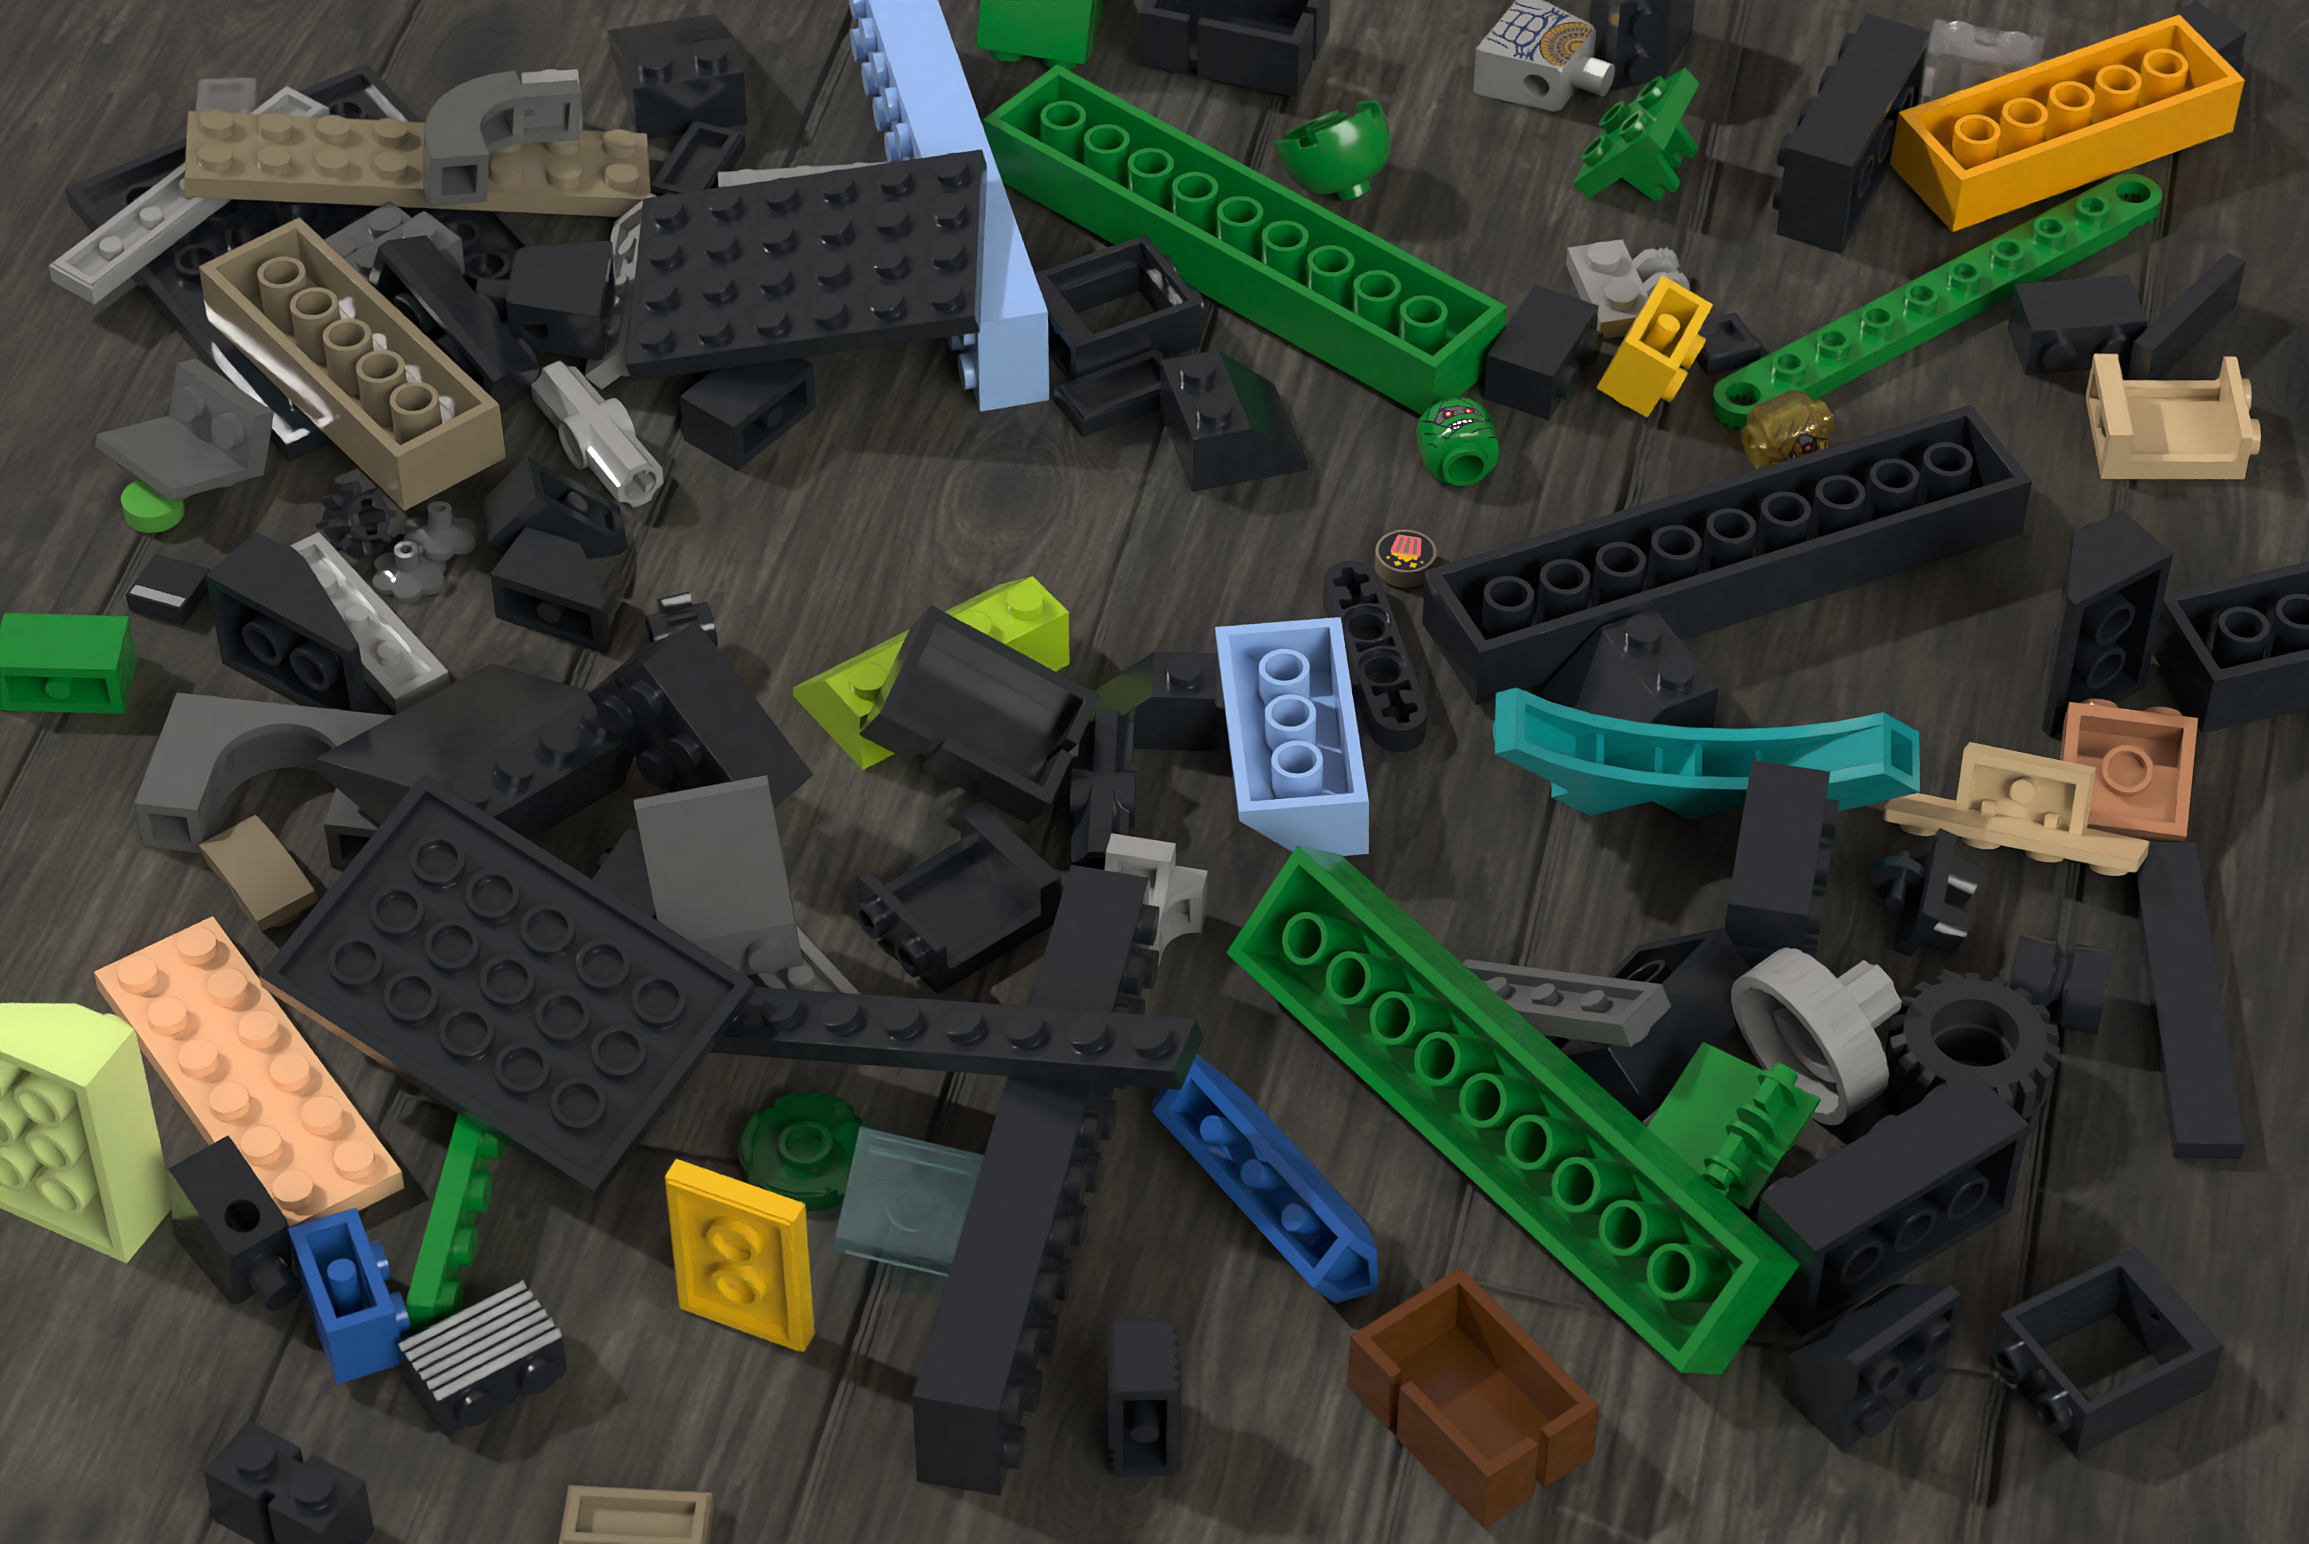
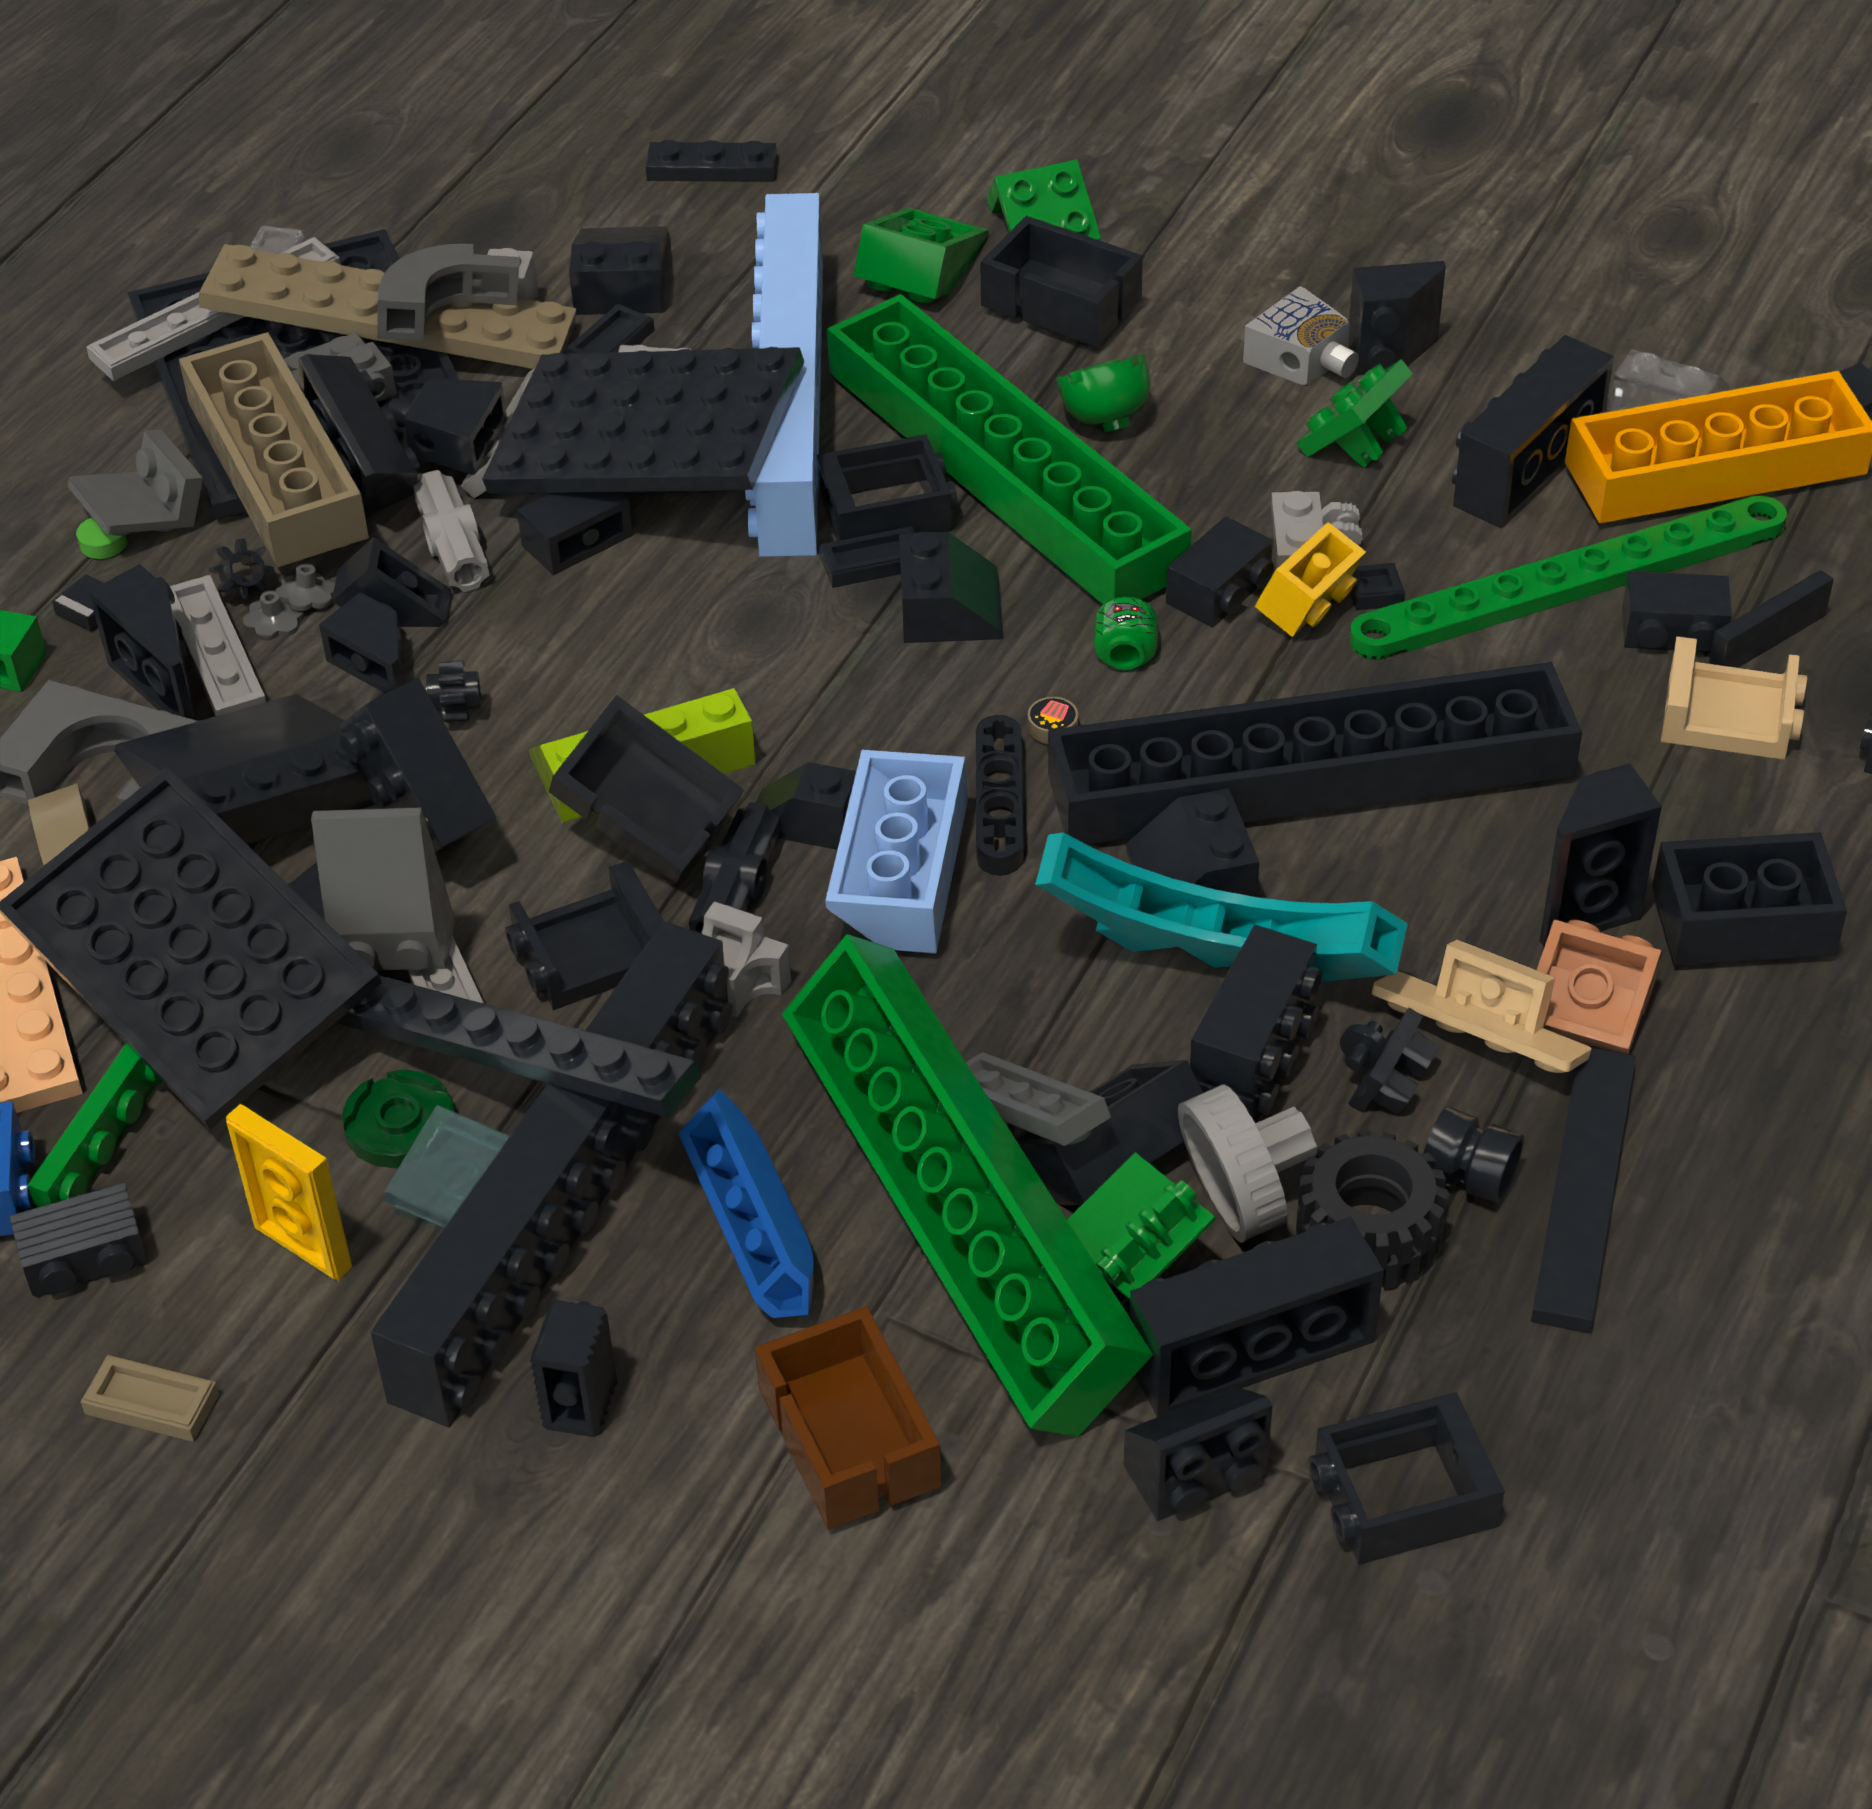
camera: 15 degrees right, 0 degrees up
(1786, 428) = (1400, 659): clear yellow head -> none

